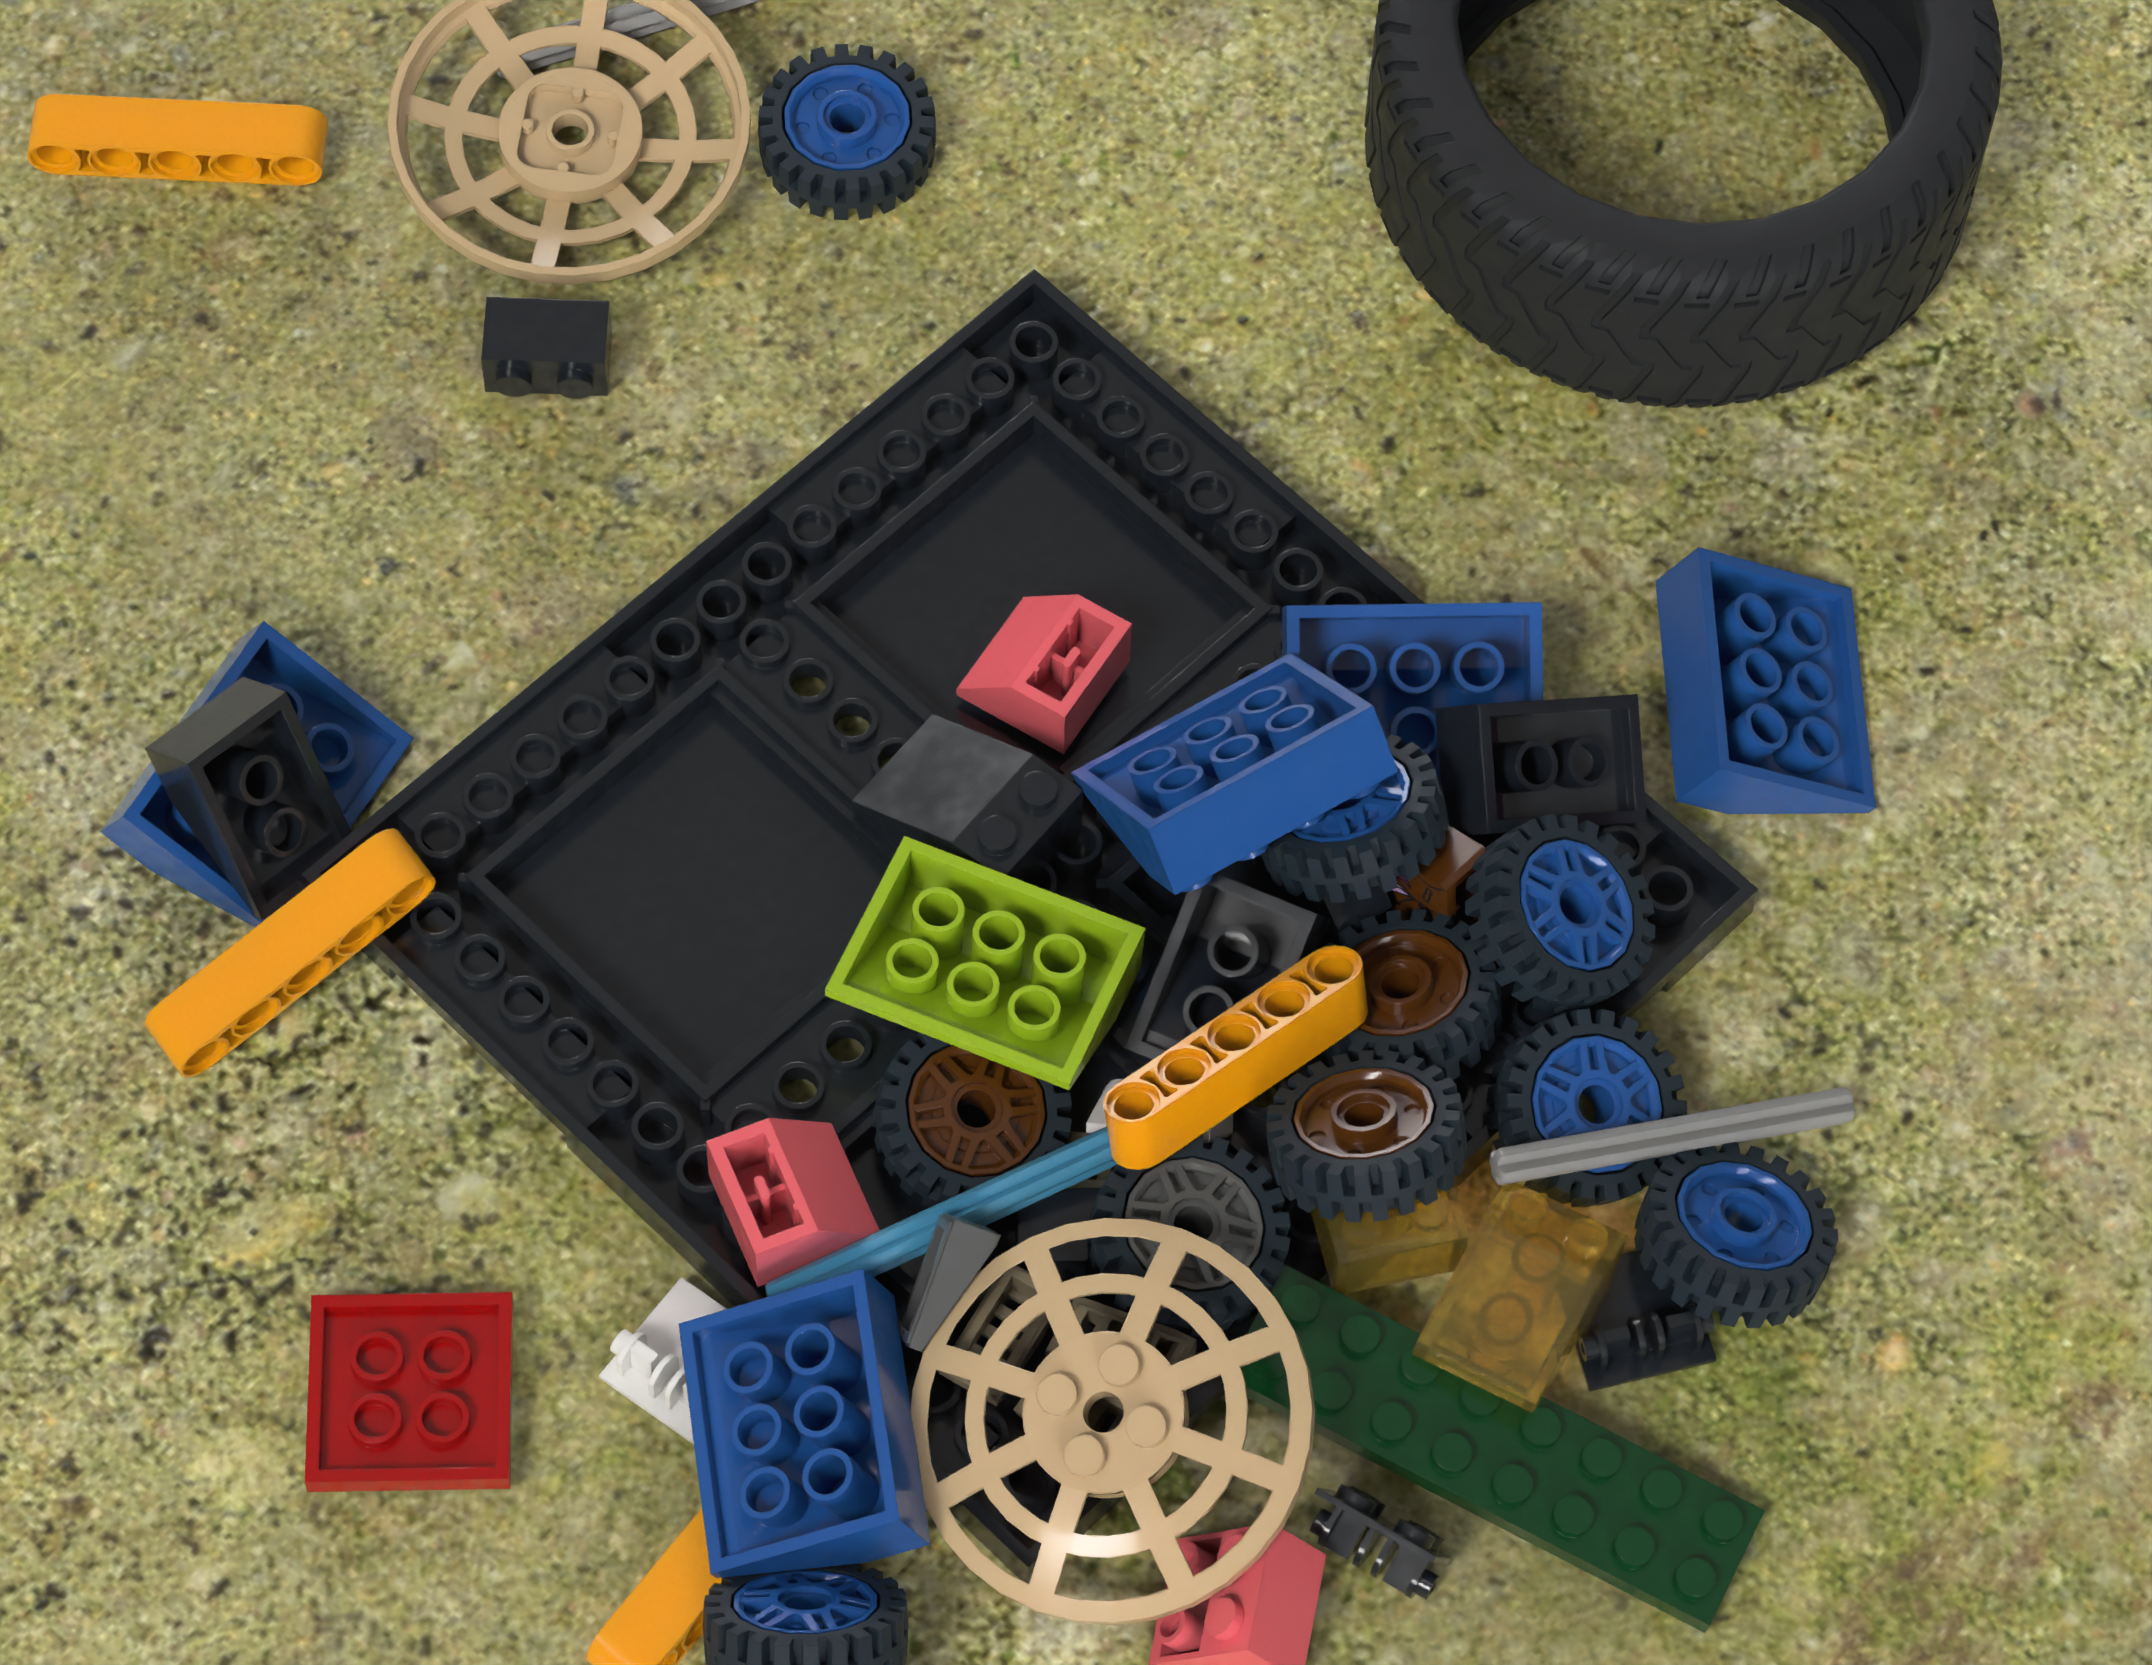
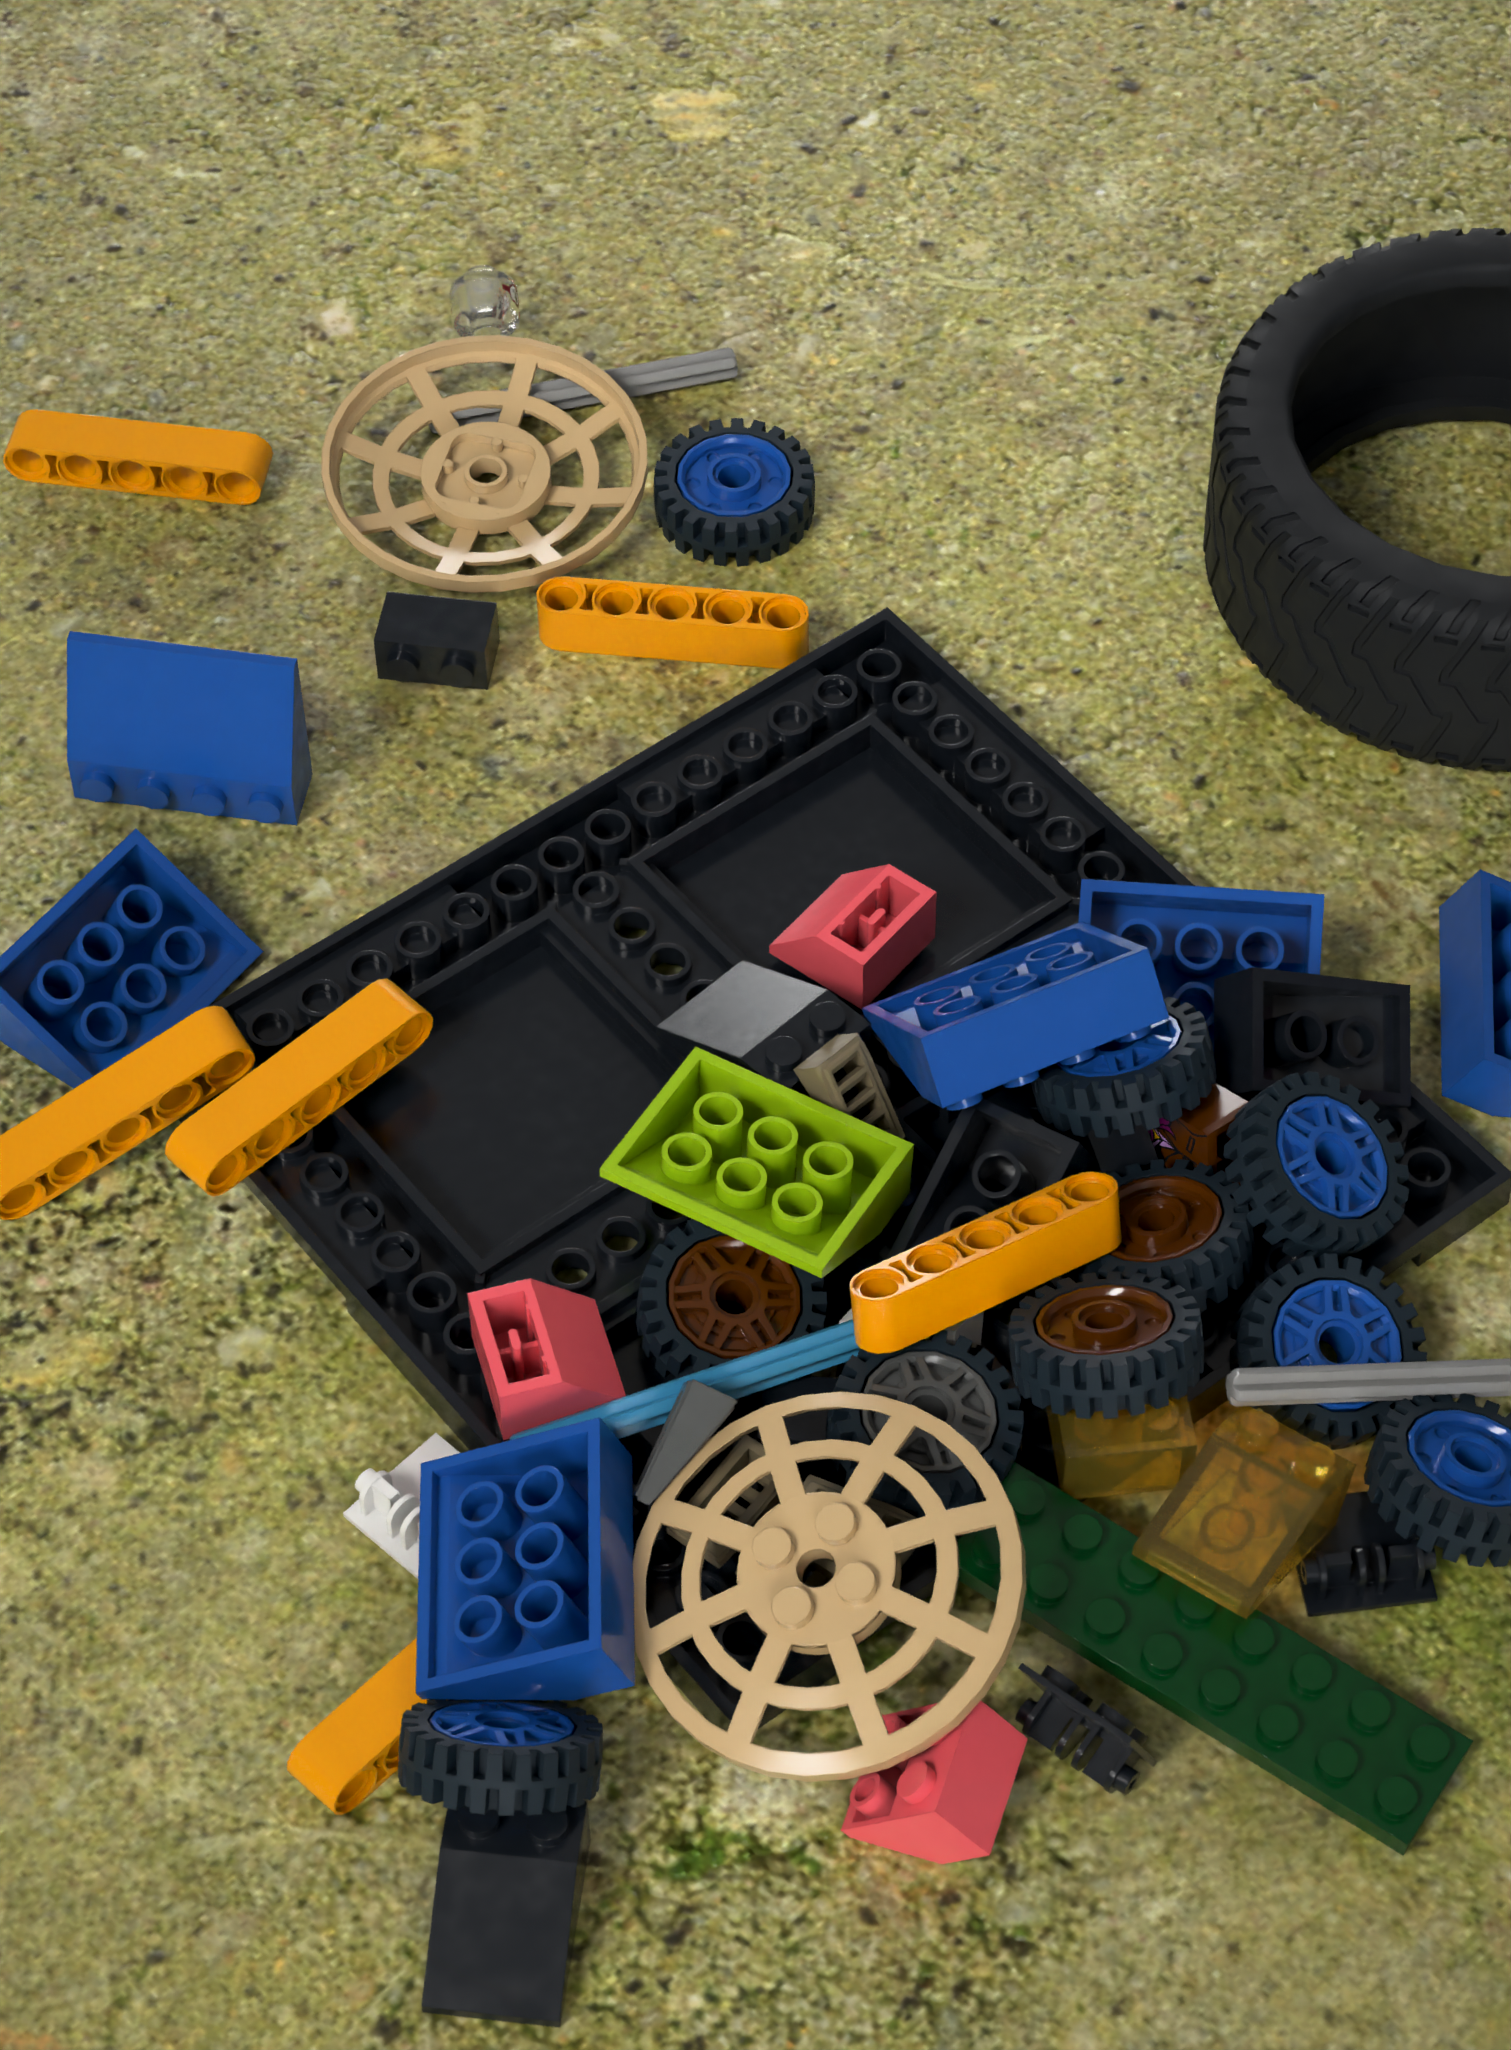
camera: 10 degrees right, 10 degrees down
(251, 791) = (98, 966): black slope -> none
(296, 493) = (186, 728): none -> blue slope
(409, 1392) = (159, 1511): red plate -> none
(486, 908) = (298, 1087): none -> light orange beam
(776, 286) = (672, 622): none -> light orange beam
(1066, 830) = (852, 1055): none -> dark tan slope

